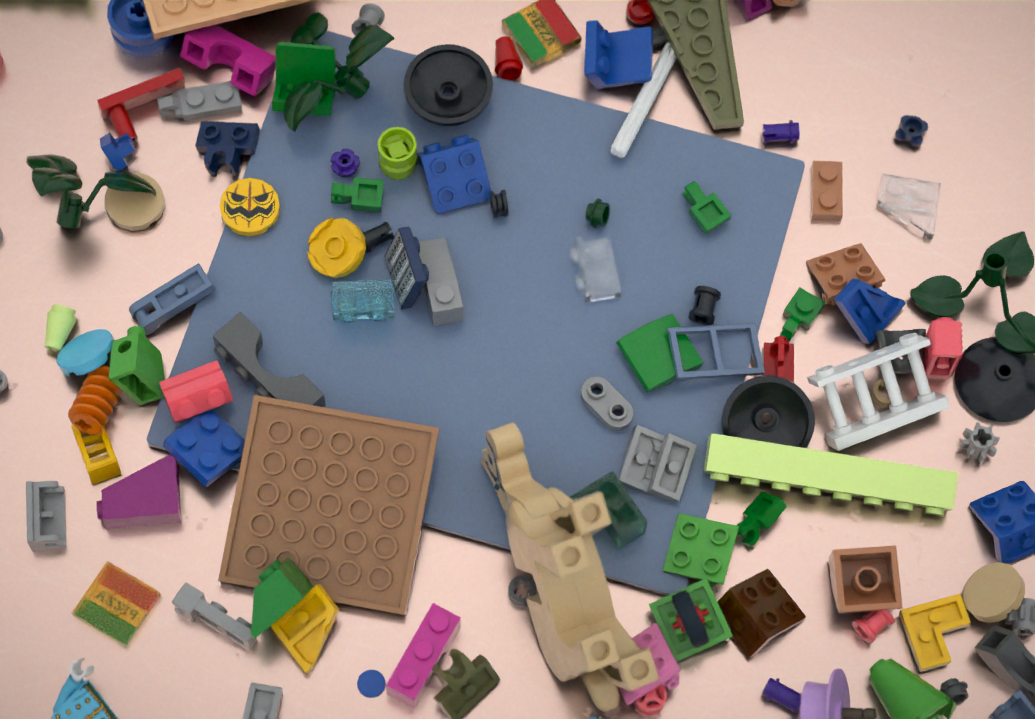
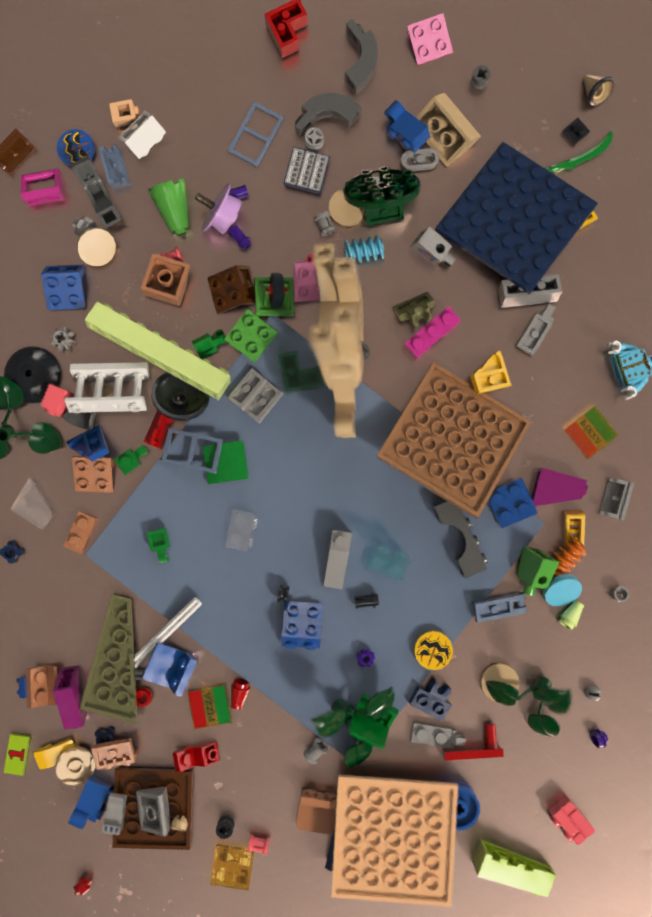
camera: 155 degrees left, 20 degrees up
(117, 149) = (501, 719): blue tile -> none
(192, 604) = (550, 413): light grey plate -> none
(196, 391) = (507, 538): coral brick -> none
(212, 44) = (399, 746): dark pink arch -> none
(279, 590) = (503, 393): green slope -> none
(336, 247) = (391, 601): yellow tile -> none
(363, 194) = (362, 631): green plate -> none
(371, 683) = (464, 333): blue sticker -> none
(397, 153) = (332, 650): lime wheel -> none
(406, 267) = (356, 573): tile -> none
(448, 70) = (281, 697): black dish -> none
(598, 213) = (226, 565): dark green plate -> none
(604, 403) = (269, 443): light grey plate -> none
(704, 305) = (186, 481): black bush -> none
(781, 132) = (91, 580): dark purple pin -> none
(925, 627) = (143, 245): yellow plate -> none
(955, 690) = (144, 203): dark grey plate -> none

